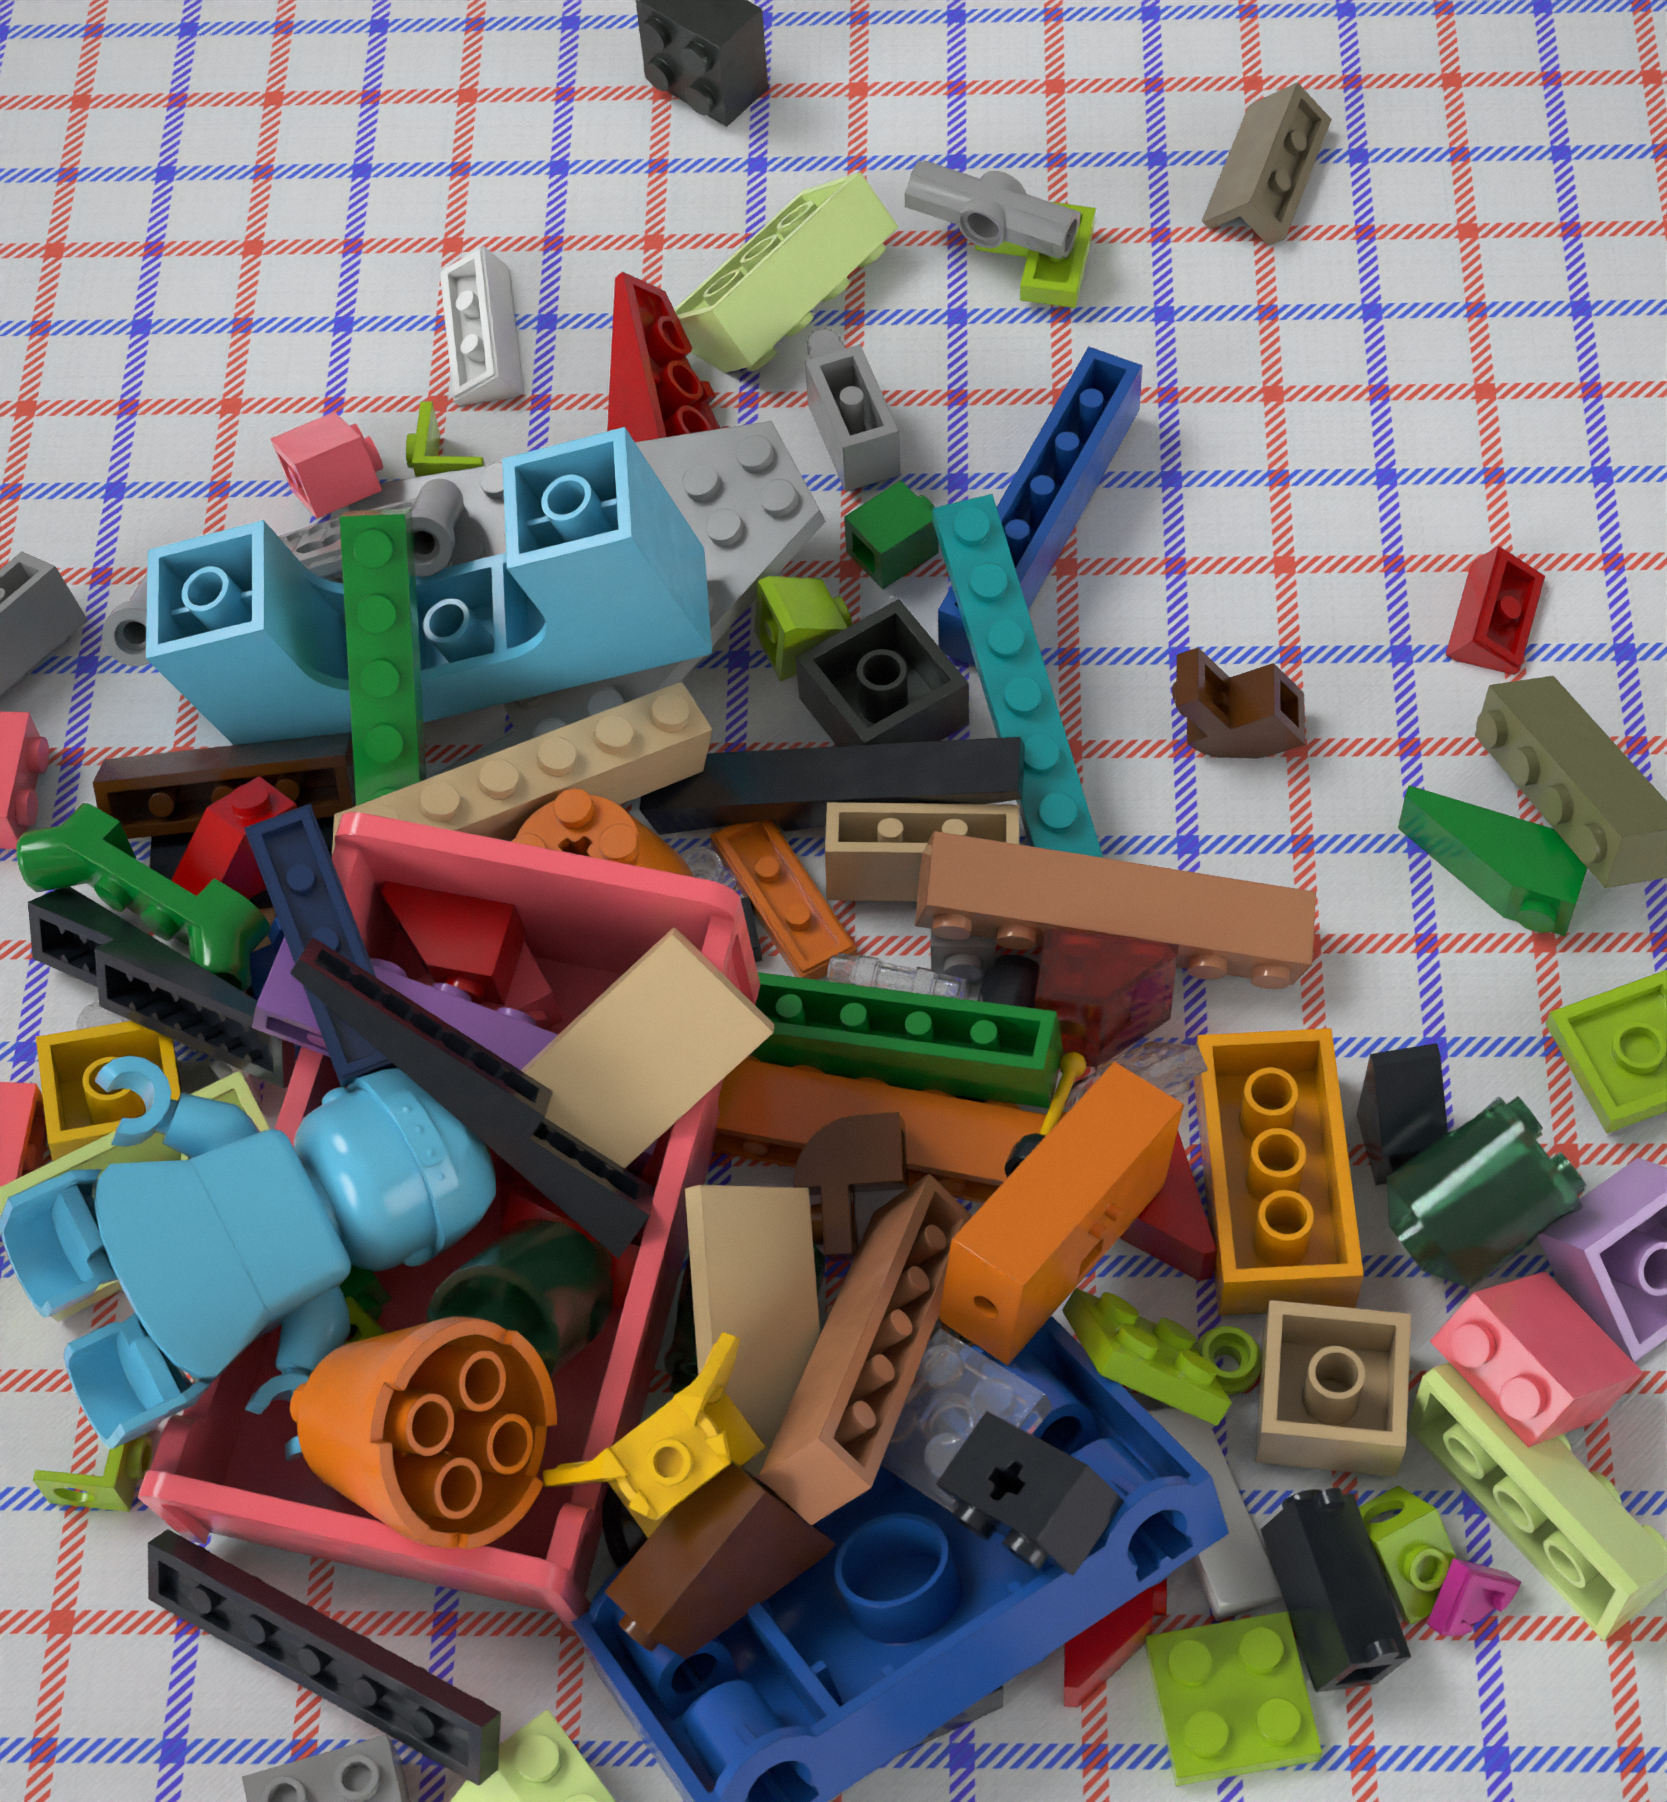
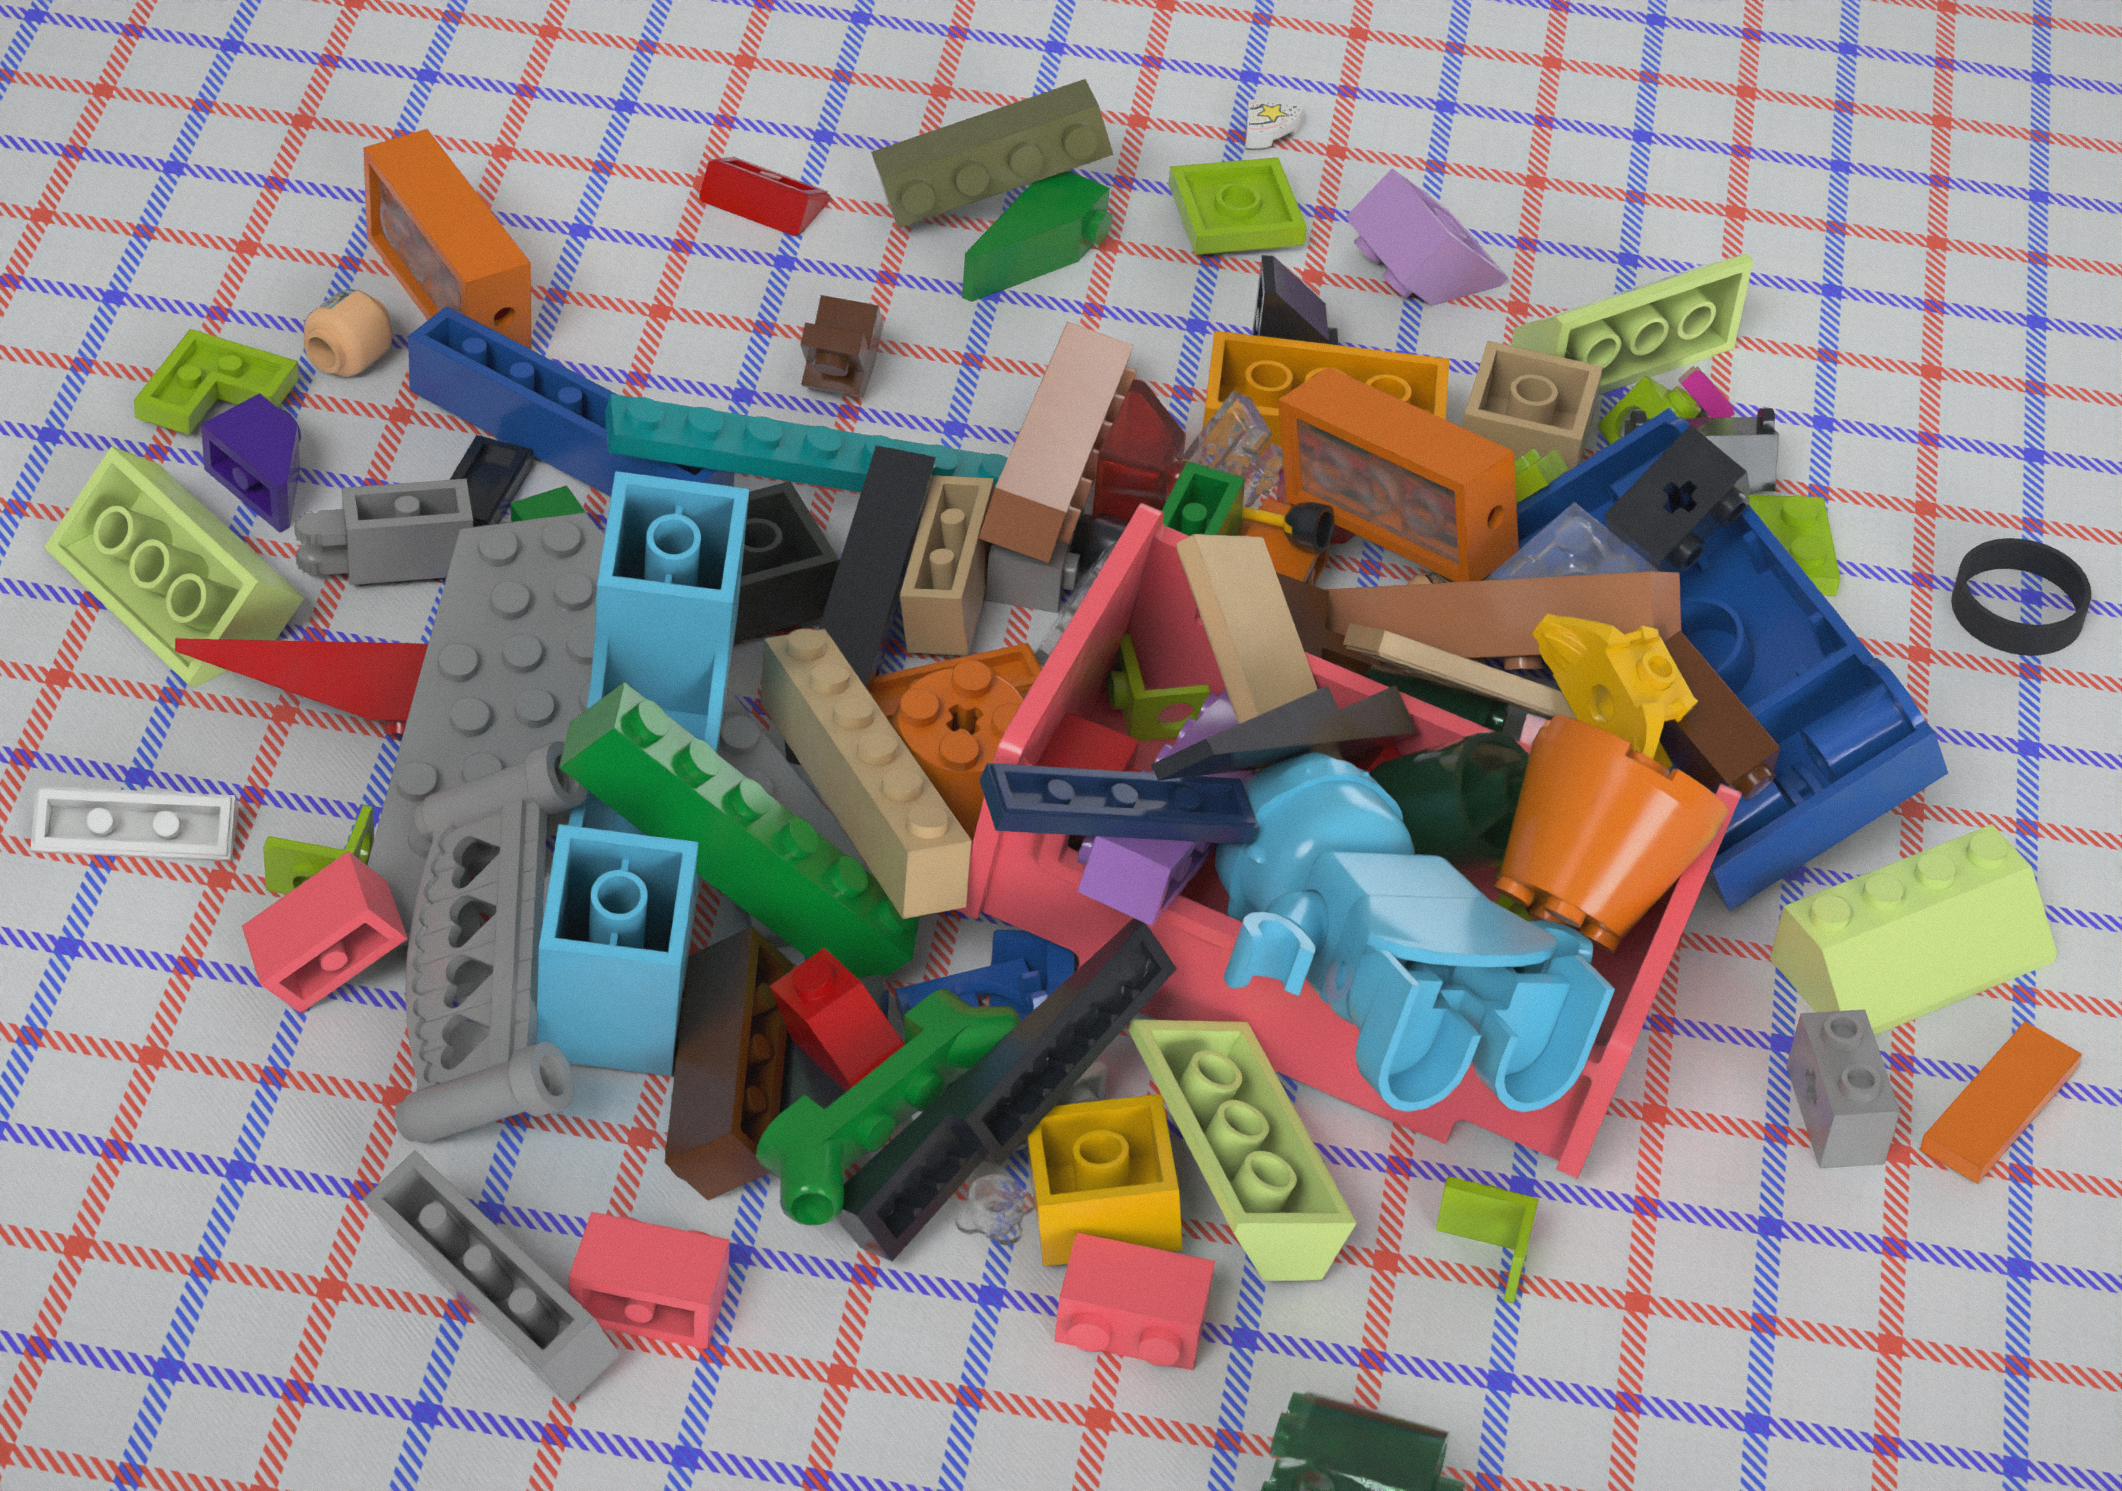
camera: 90 degrees left, 15 degrees down
(325, 1657) = (1718, 1058): black plate -> none
(938, 300) = (256, 457): none -> dark purple slope
(961, 470) = (493, 477): none -> black tile
(992, 209) = (180, 382): light grey piece -> none
(1132, 321) = (347, 333): none -> light nougat head
(1251, 357) = (444, 237): none -> orange brick
(1269, 163) = (169, 218): dark tan panel -> none
(1480, 1194) = (1379, 279): clear green cylinder -> none
(1536, 1357) = (1529, 290): coral brick -> none

